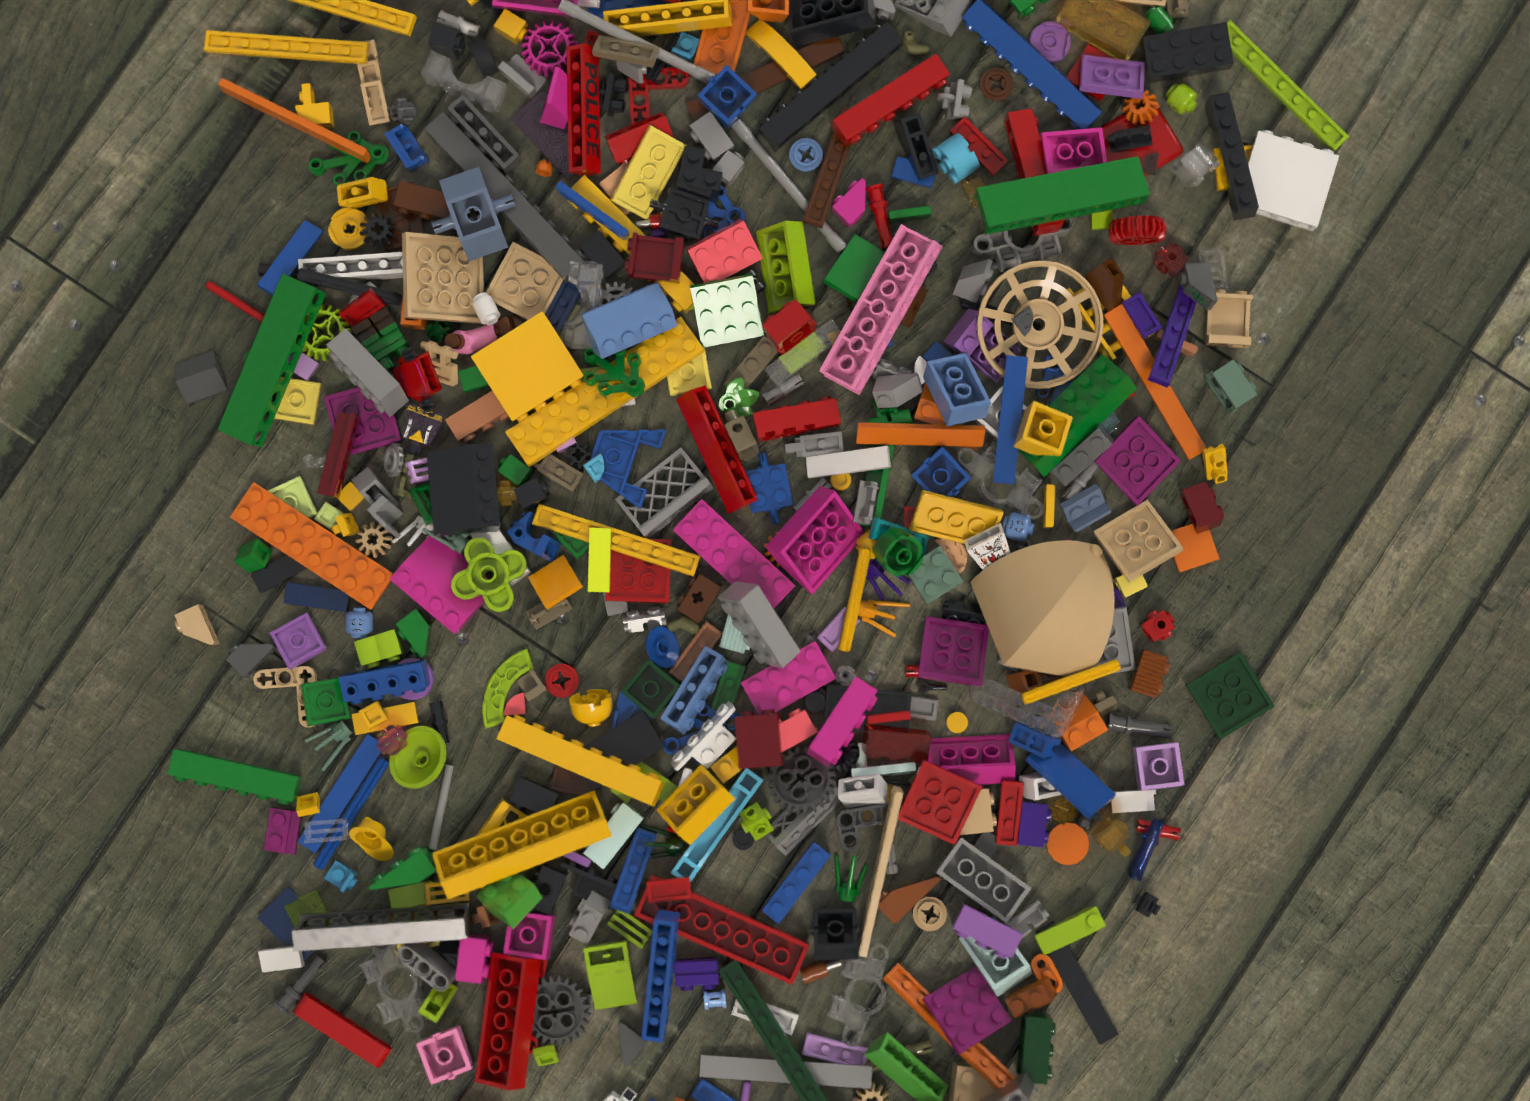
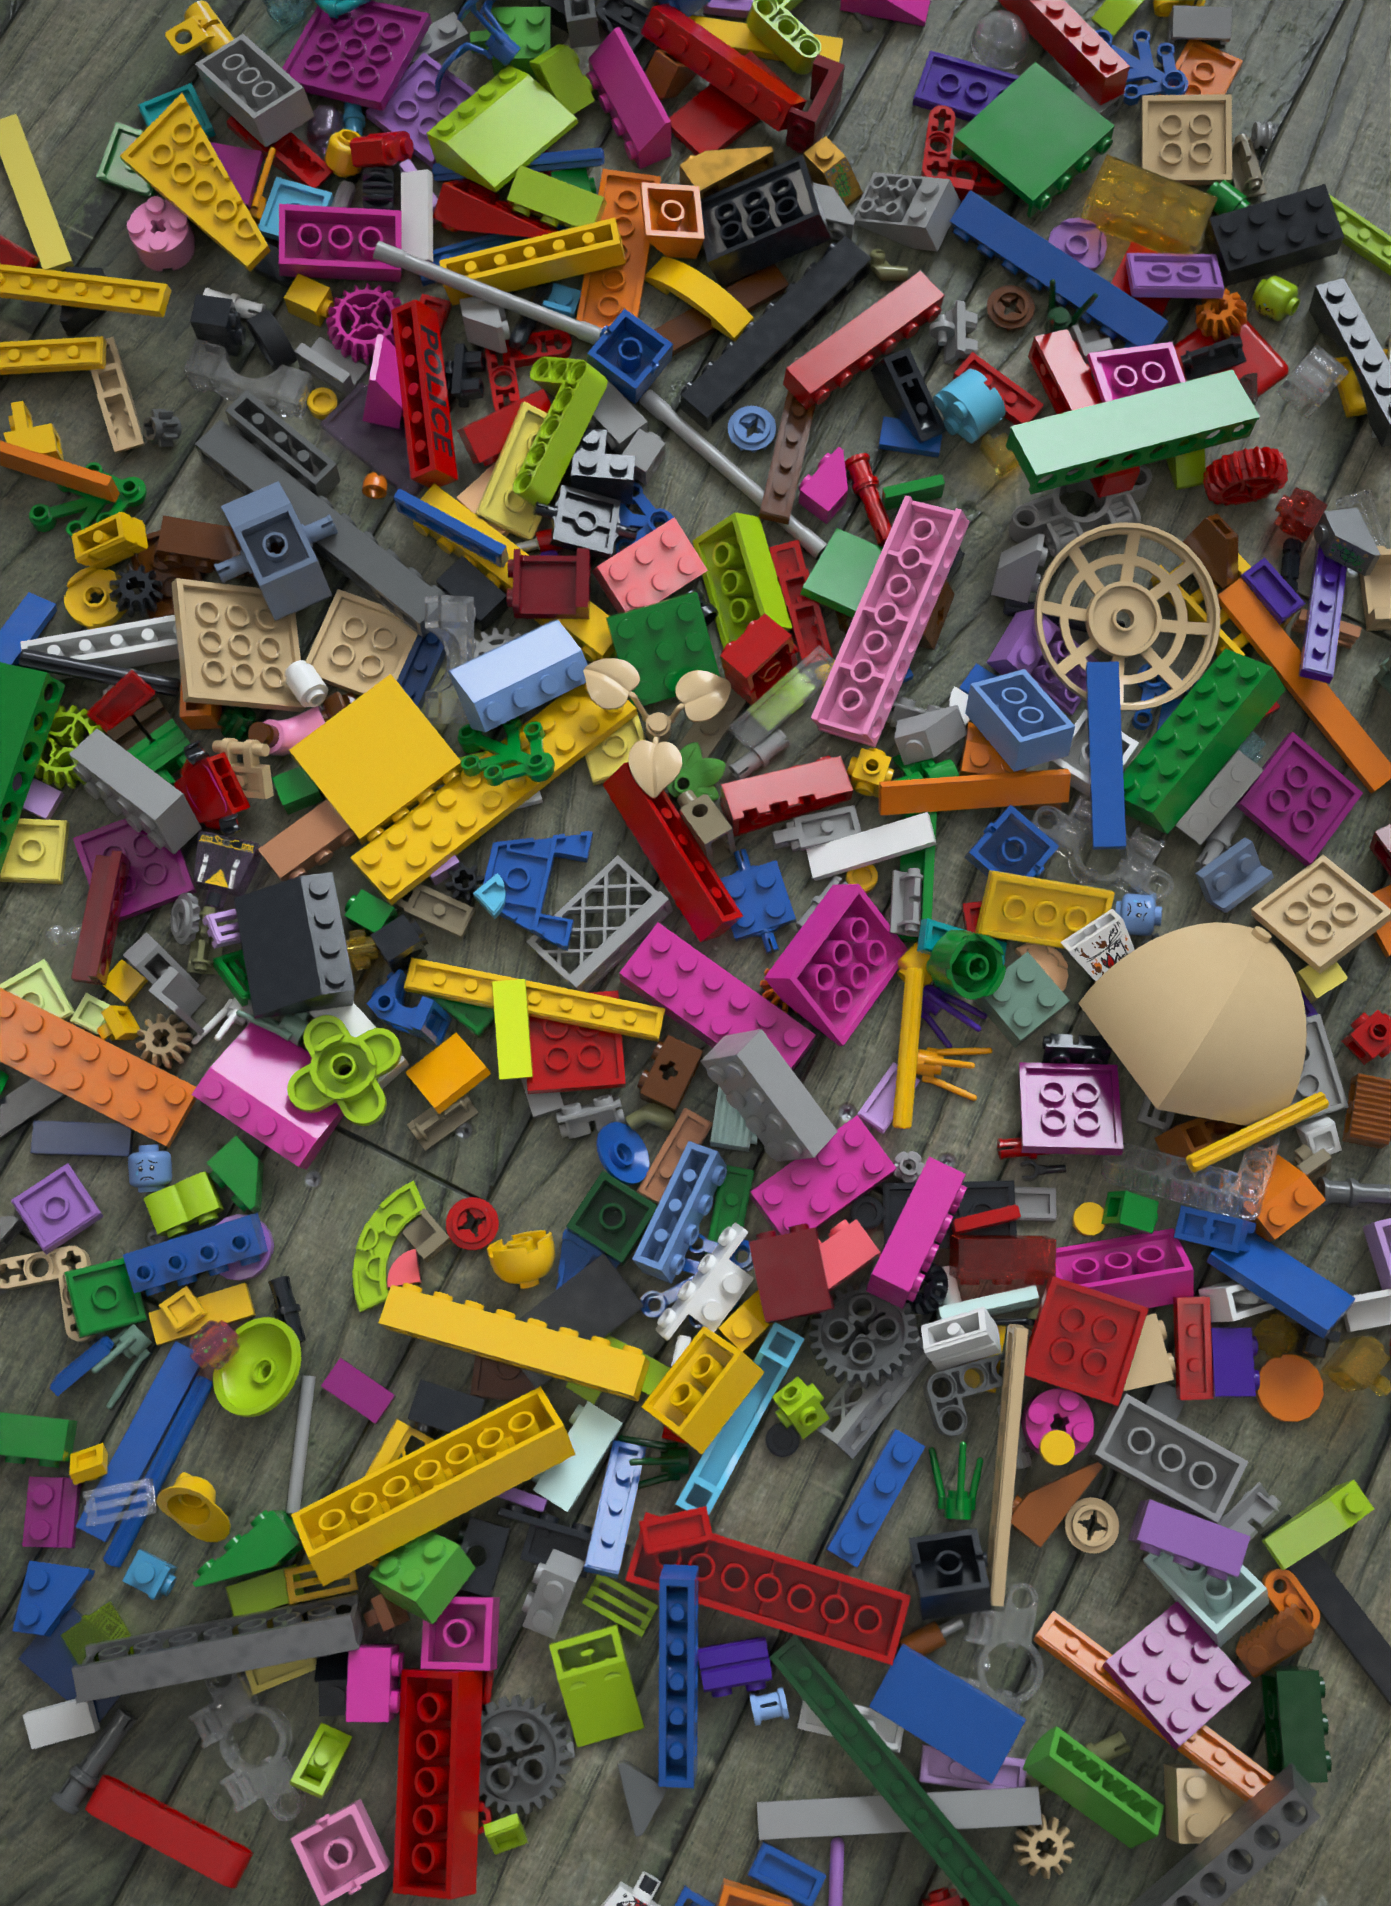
camera: 10 degrees left, 10 degrees down
(277, 882) = (47, 1596): none -> blue wing
(308, 743) = (81, 1365): none -> blue tile
(406, 147) = (171, 478): blue hinge -> none
(431, 973) = (281, 1702): light grey beam -> none
(480, 778) = (358, 1390): none -> magenta tile
(513, 103) = (322, 402): none -> yellow tile
(625, 51) = (477, 306): dark tan plate -> none
(675, 146) = (577, 394): none -> lime beam
(747, 348) = (658, 761): none -> tan plant
(823, 1016) = (947, 1713): none -> blue tile
(824, 295) = (803, 612): none -> red slope
(853, 418) = (867, 781): none -> yellow brick
(912, 866) = (1056, 1447): none -> yellow tile
(927, 856) = (1064, 1405): none -> dark pink brick
(983, 722) = (1130, 1212): none -> green brick
(1024, 320) = (1104, 611): dark grey tile -> none
(1028, 97) = (1059, 317): none -> dark green plant
(1042, 430) = (1158, 759): yellow slope -> none
(1047, 119) = (1089, 342): none -> light grey panel
(1049, 500) = (1178, 871): yellow tile -> none
(1114, 685) = (1319, 1134): none -> white slope
(1159, 295) = (1291, 562): none -> black axle

